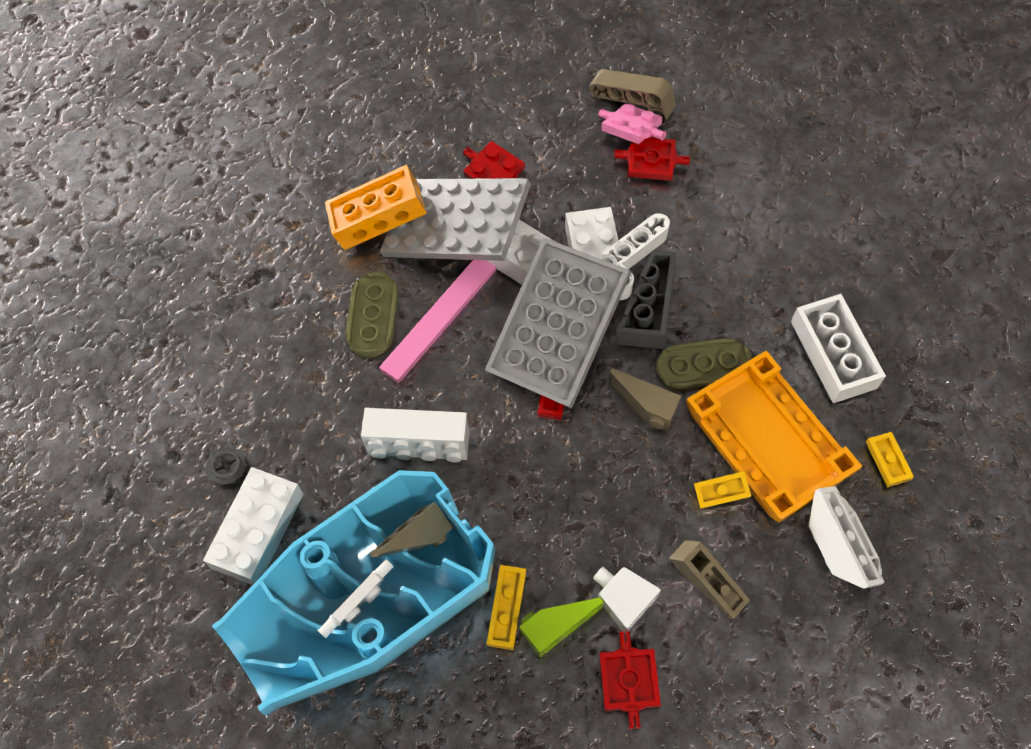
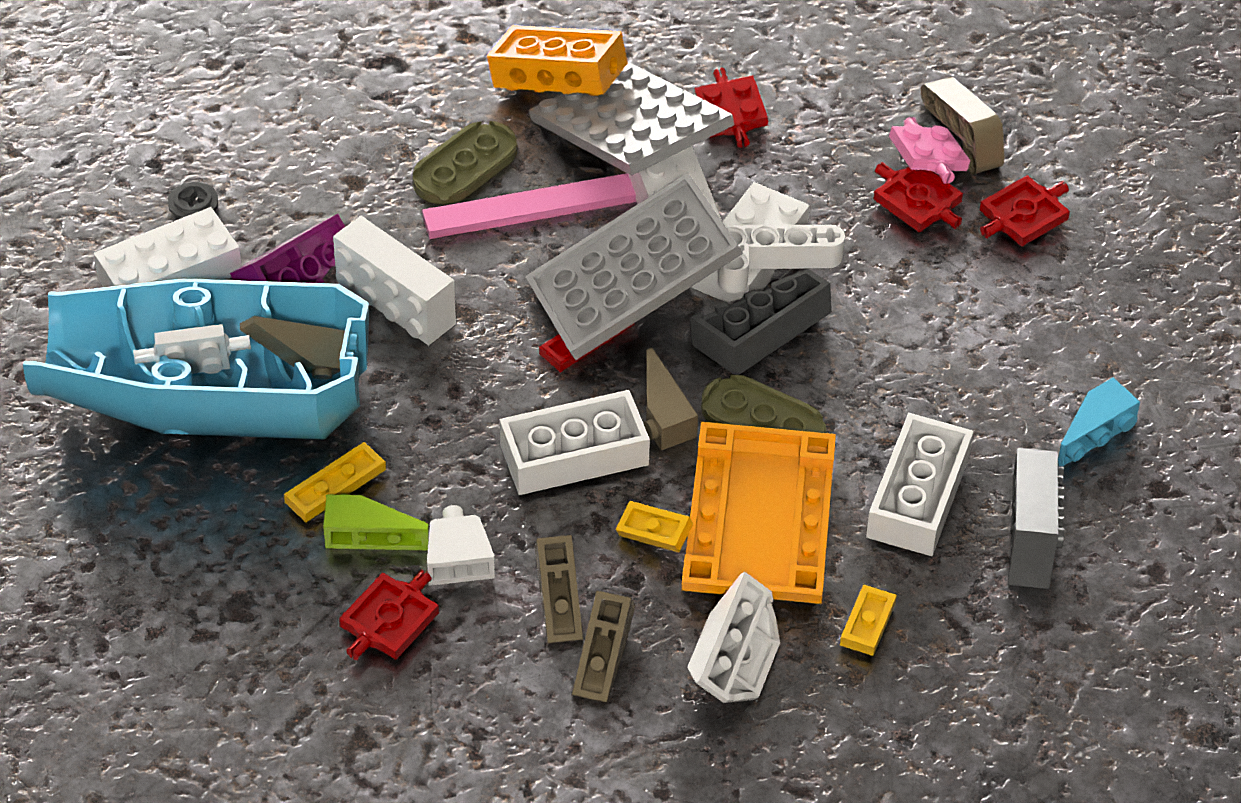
camera: 35 degrees right, 15 degrees down
(337, 471) = (299, 259): none -> magenta wedge
(626, 468) = (574, 442): none -> white brick
(714, 128) = (1024, 210): none -> red plate
(772, 597) = (603, 646): none -> dark tan slope
(876, 235) = (1101, 416): none -> medium azure slope
(912, 321) = (1035, 517): none -> wedge

